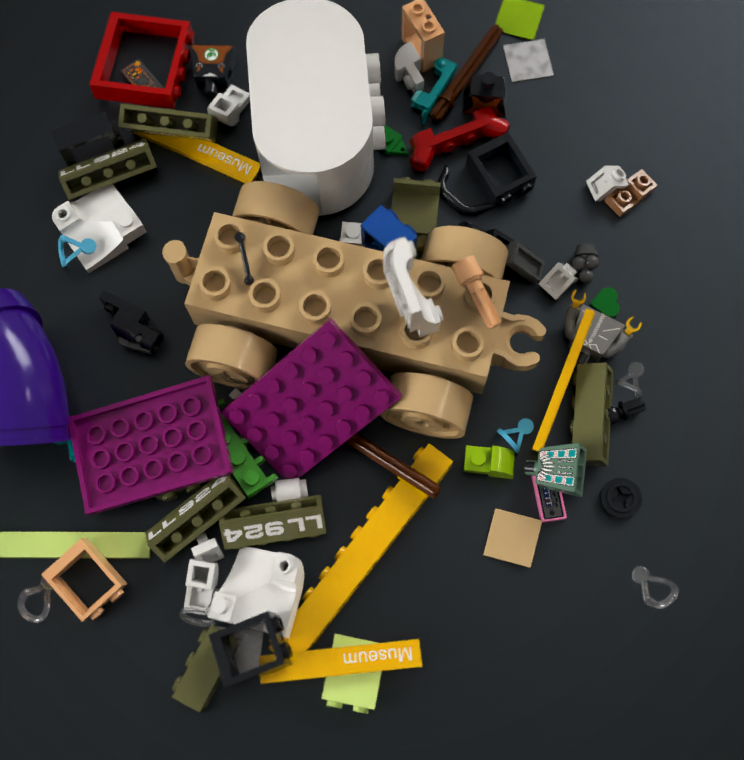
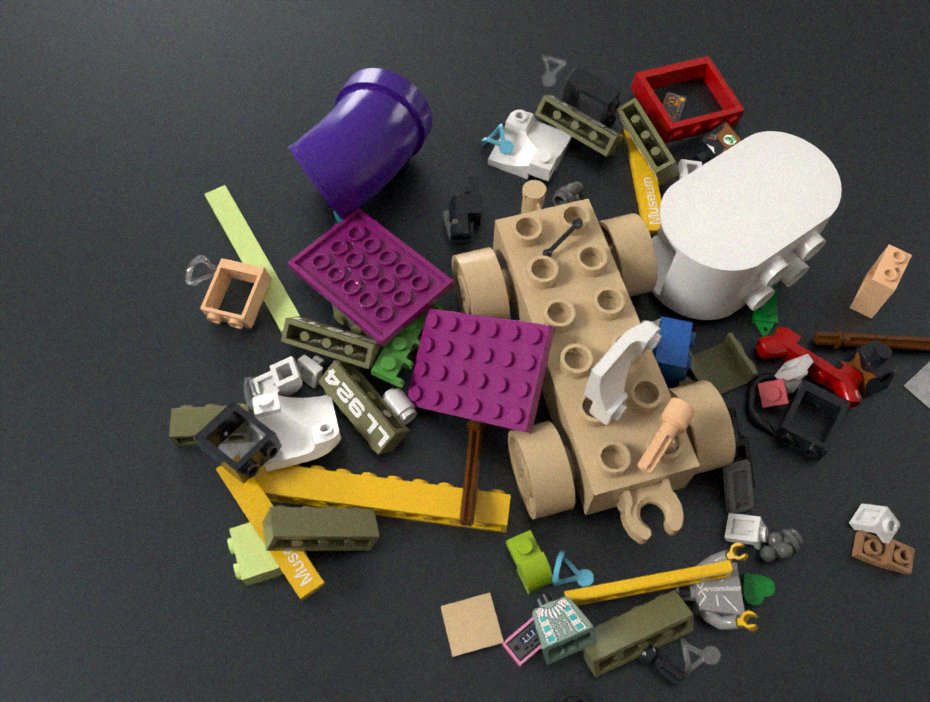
camera: 55 degrees right, 10 degrees down
(32, 162) = (548, 78): none -> clear piece
(173, 224) = (568, 193): none -> dark grey piece
(370, 618) = (320, 529): none -> olive brick
(408, 67) = (842, 290): white brick -> none
(424, 101) = (823, 322): teal piece -> none
(454, 154) = (794, 371): none -> white bracket
(462, 182) = (773, 393): none -> coral plate

